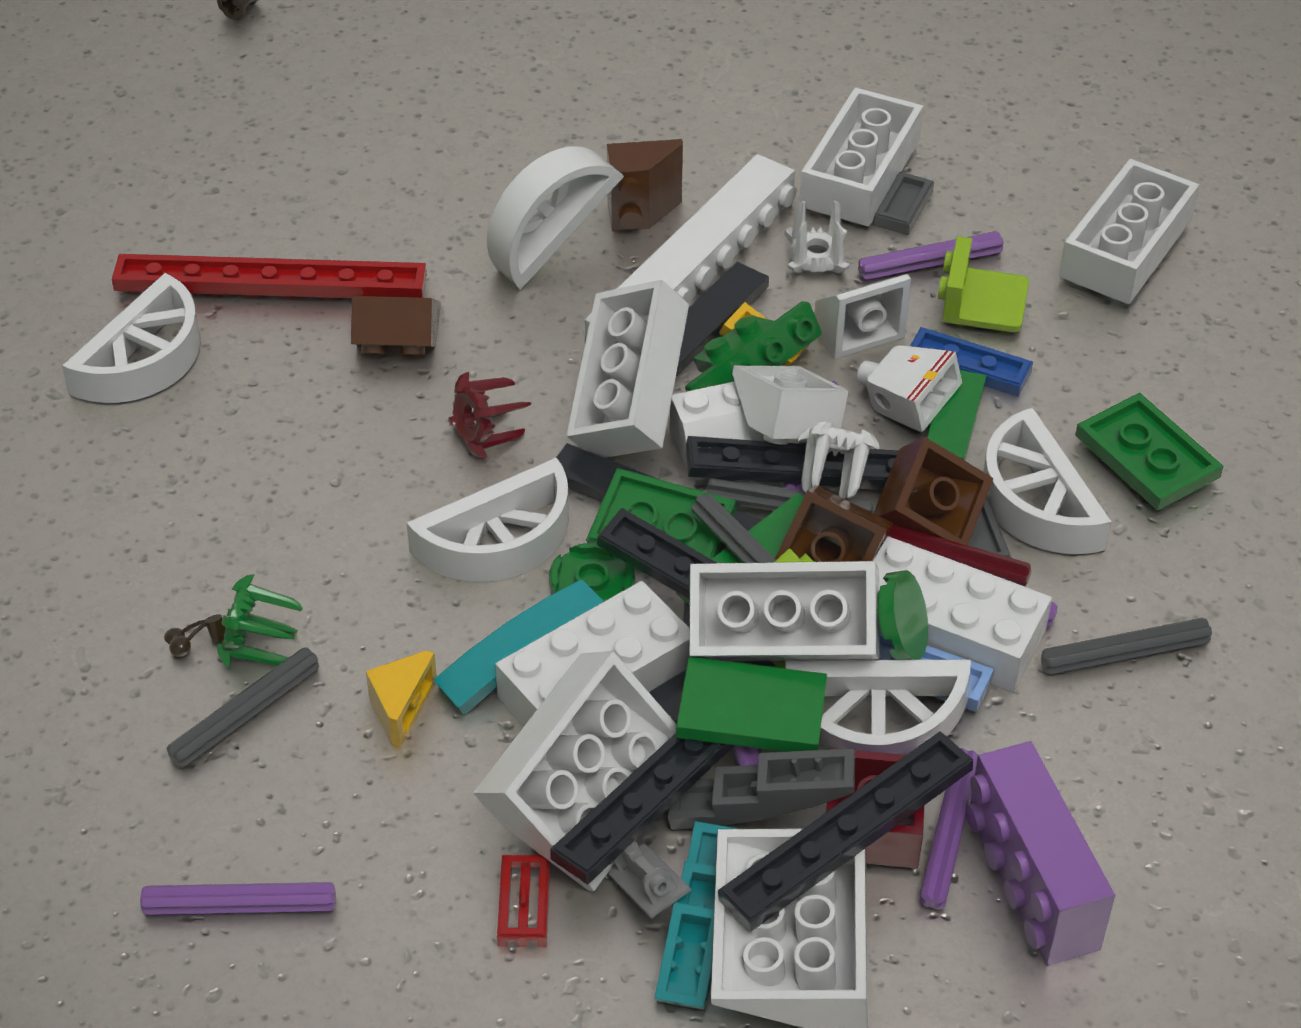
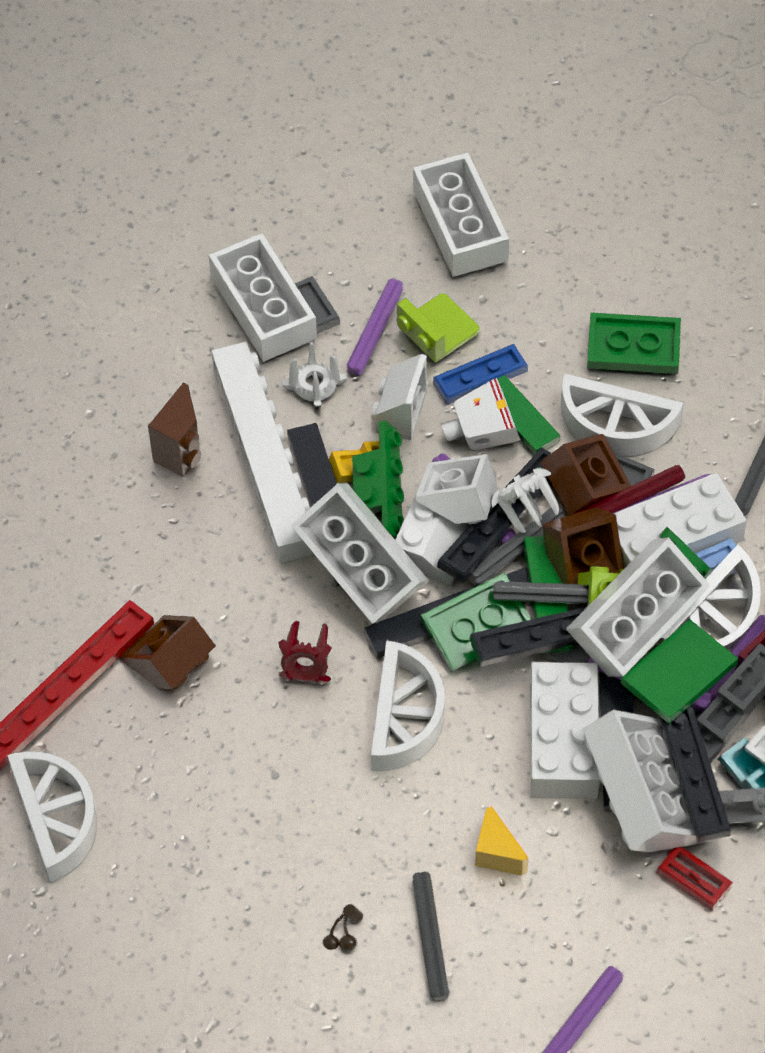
camera: 50 degrees left, 10 degrees up
(241, 620) = (385, 901): green piece -> none
(474, 673) = (514, 757): teal slope -> none
(524, 243) = (172, 500): white window -> none
(595, 566) = (484, 690): green tile -> none

